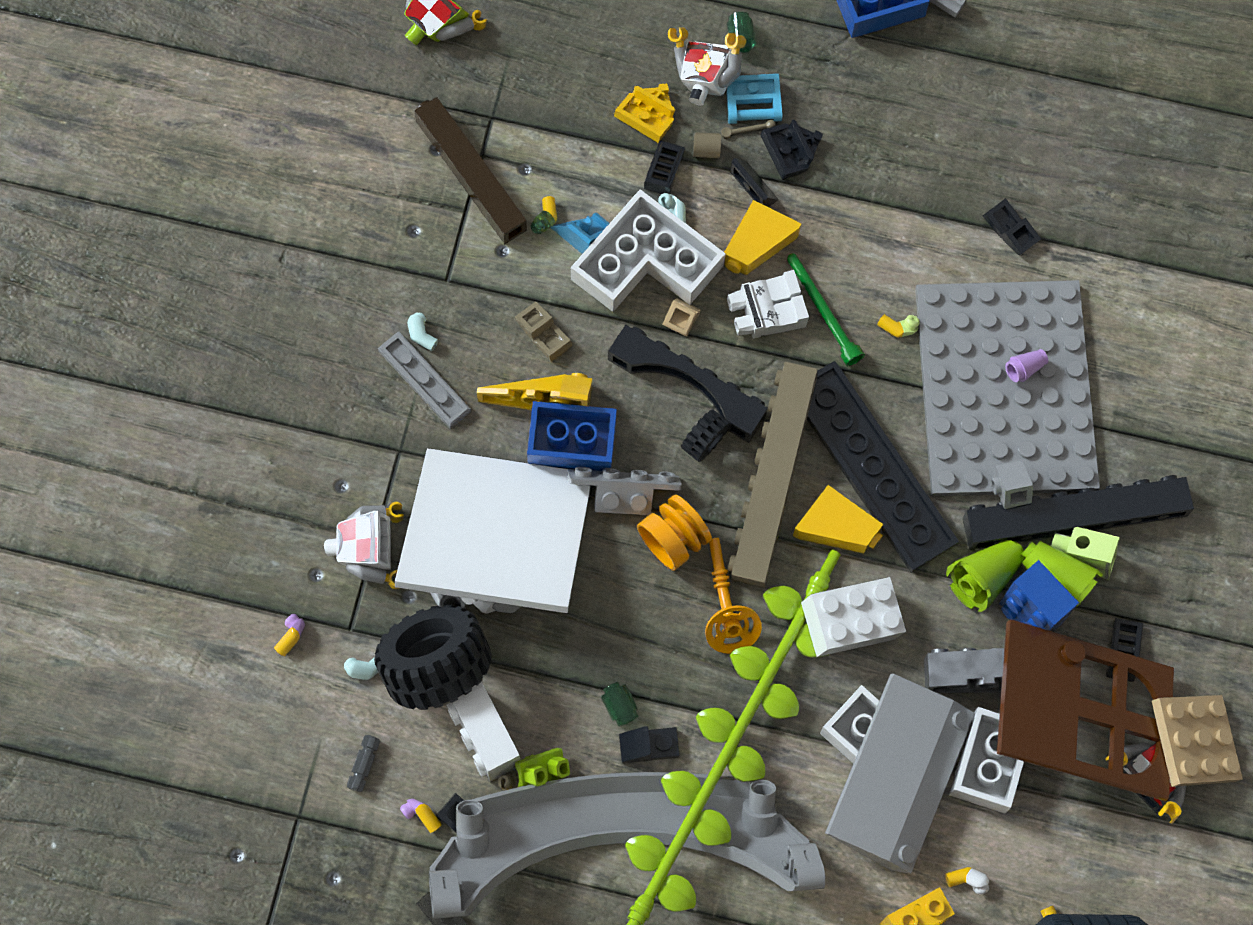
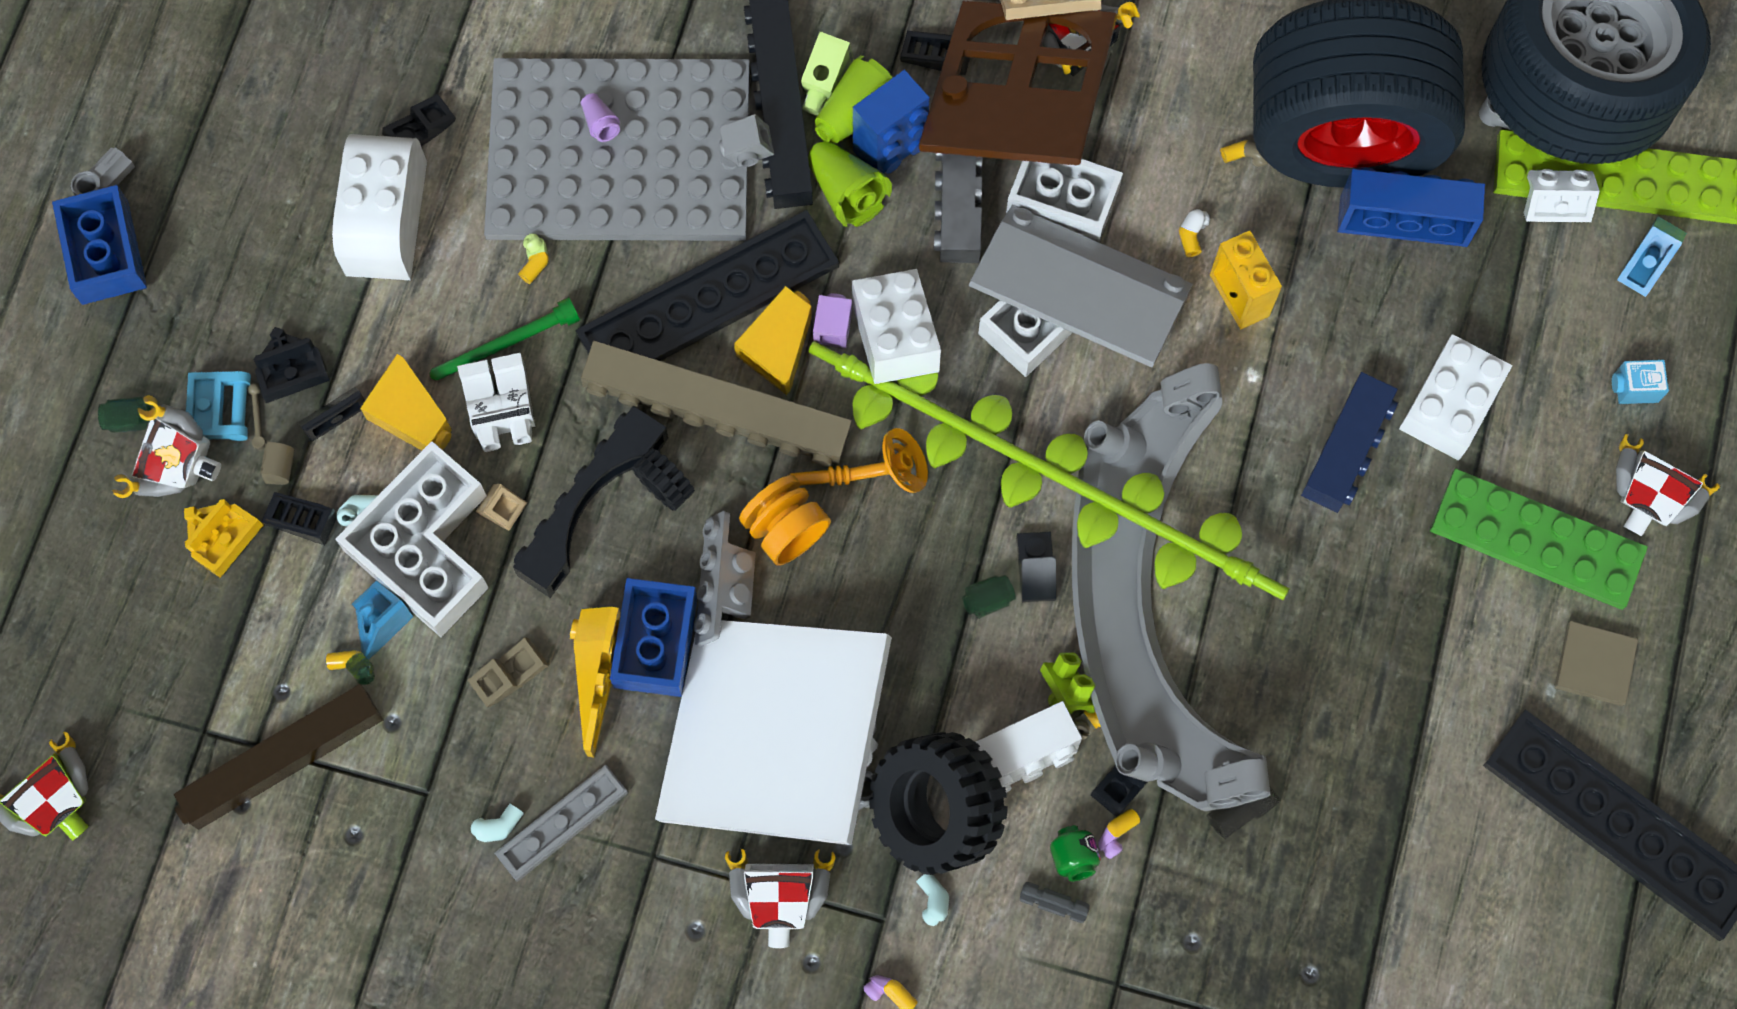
camera: 85 degrees left, 0 degrees up
(401, 777) = (1075, 853): none -> green head
(858, 567) = (832, 320): none -> lavender brick
(931, 198) = (378, 206): none -> white brick

